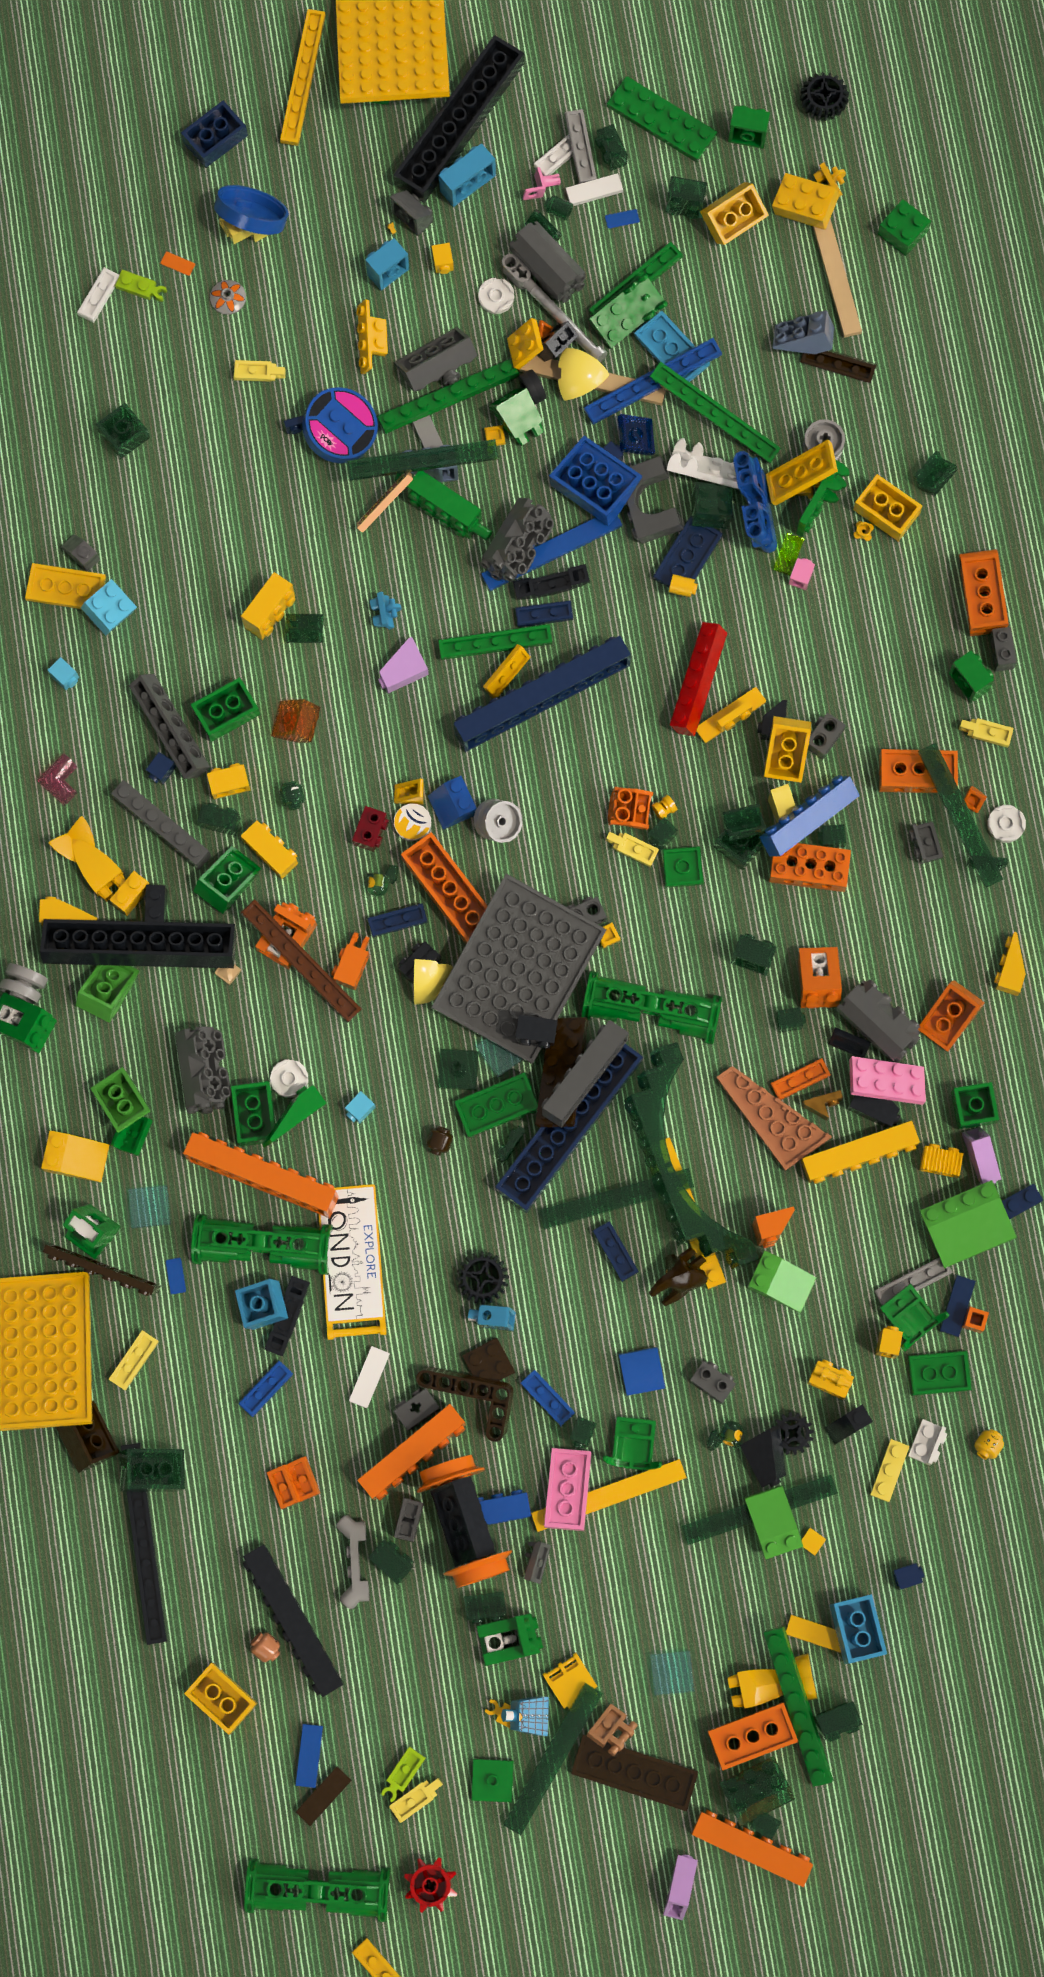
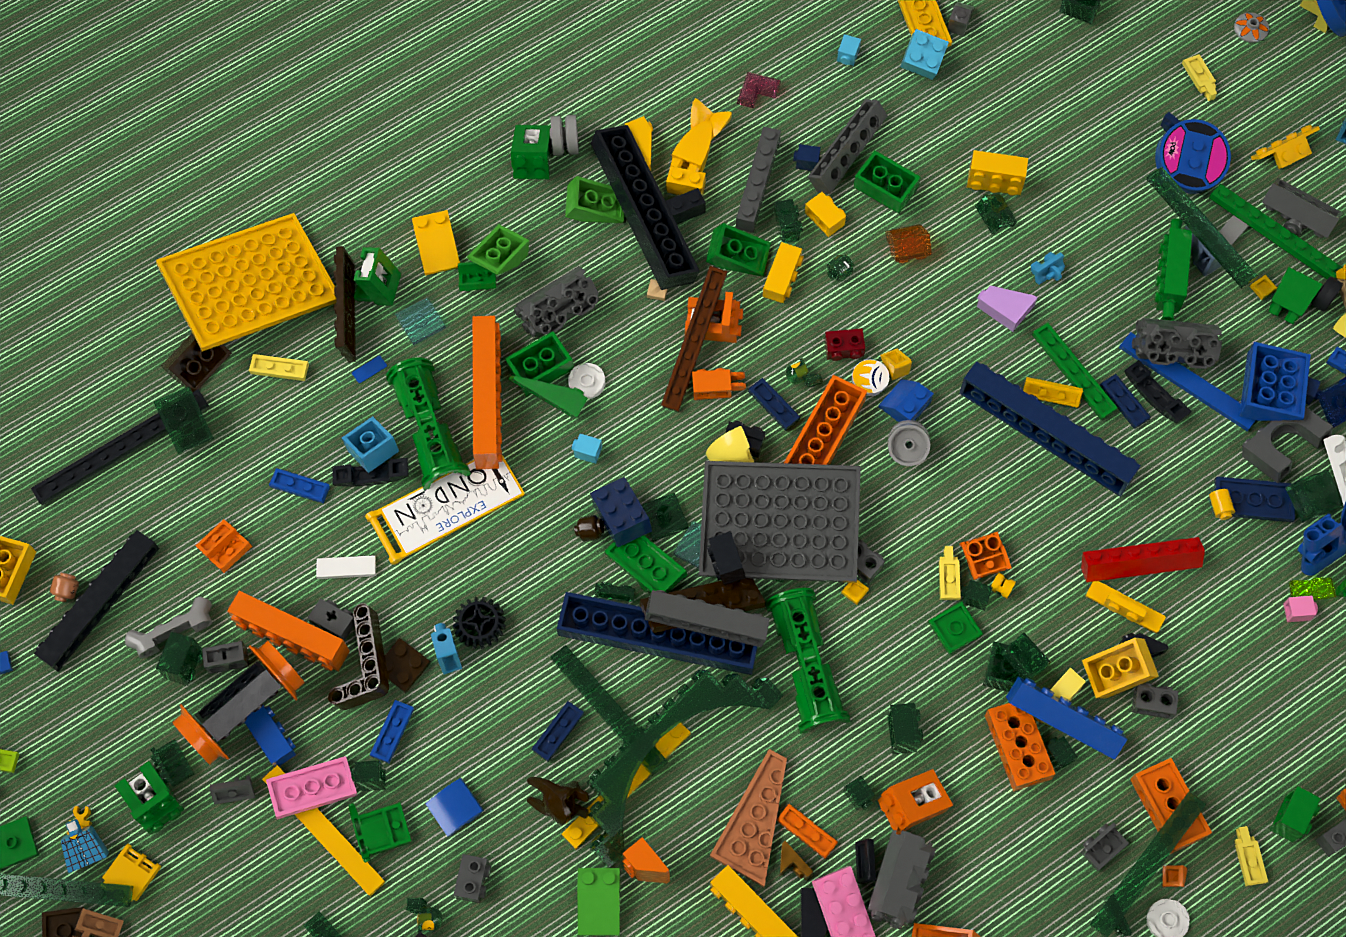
camera: 65 degrees right, 10 degrees down
(384, 501) = (1148, 220): light nougat tile -> none
(439, 1104) = (621, 512): none -> dark blue brick

